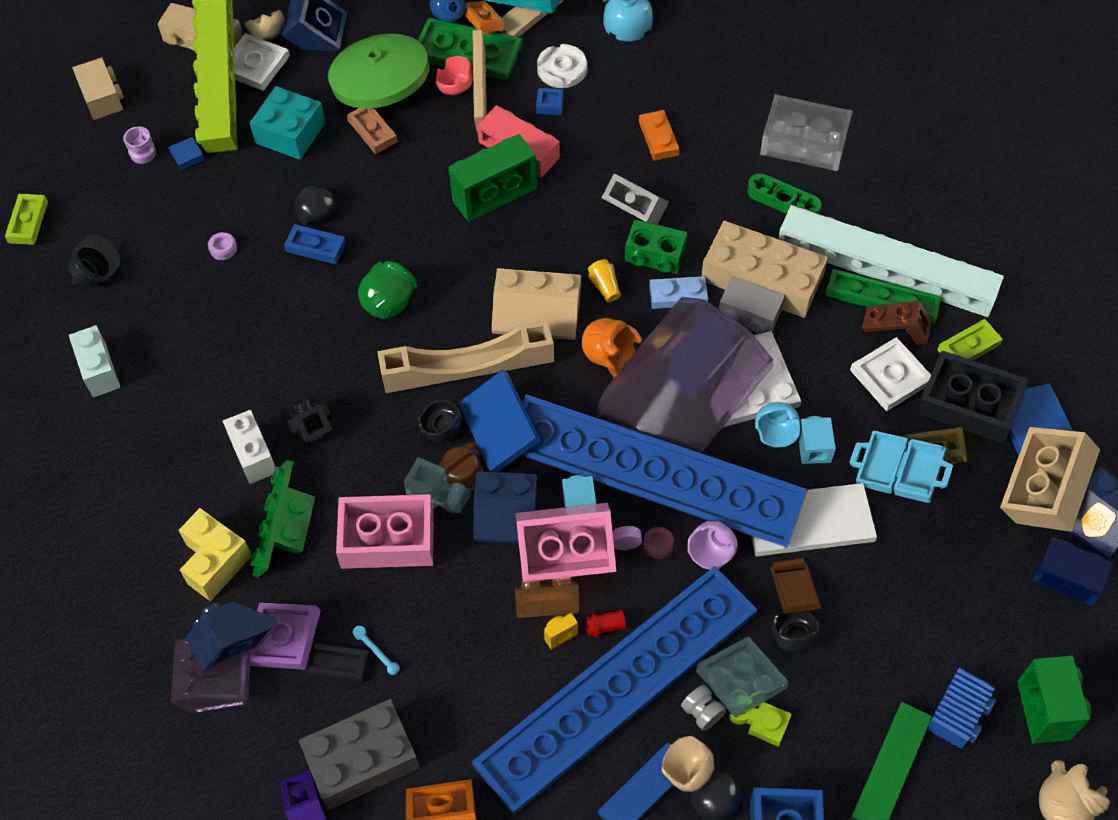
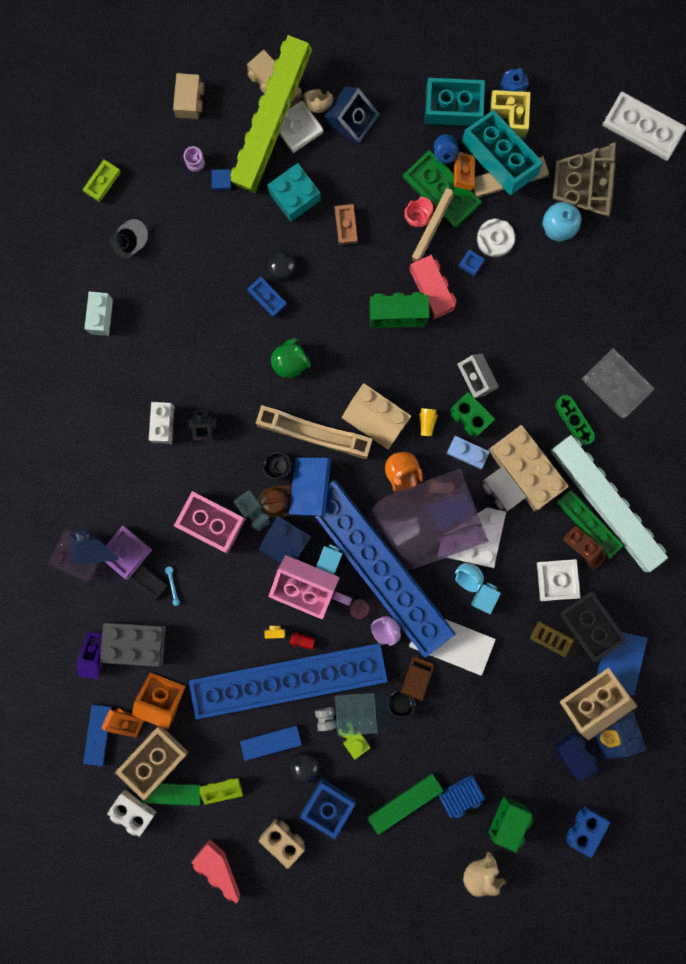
camera: 30 degrees right, 25 degrees up
(217, 554) = (114, 481): light yellow brick -> none
(222, 246) = (211, 265): lavender tile -> none
(285, 520) = (160, 480): green bracket -> none
(379, 71) = (373, 180): bright green dish -> none
(547, 599) = (277, 610): clear orange bracket -> none
(658, 135) = (525, 328): orange plate -> none
(688, 764) = (296, 749): tan hair -> none
(915, 469) = (518, 635): medium azure piece -> none
(973, 341) = (618, 587): lime plate -> none

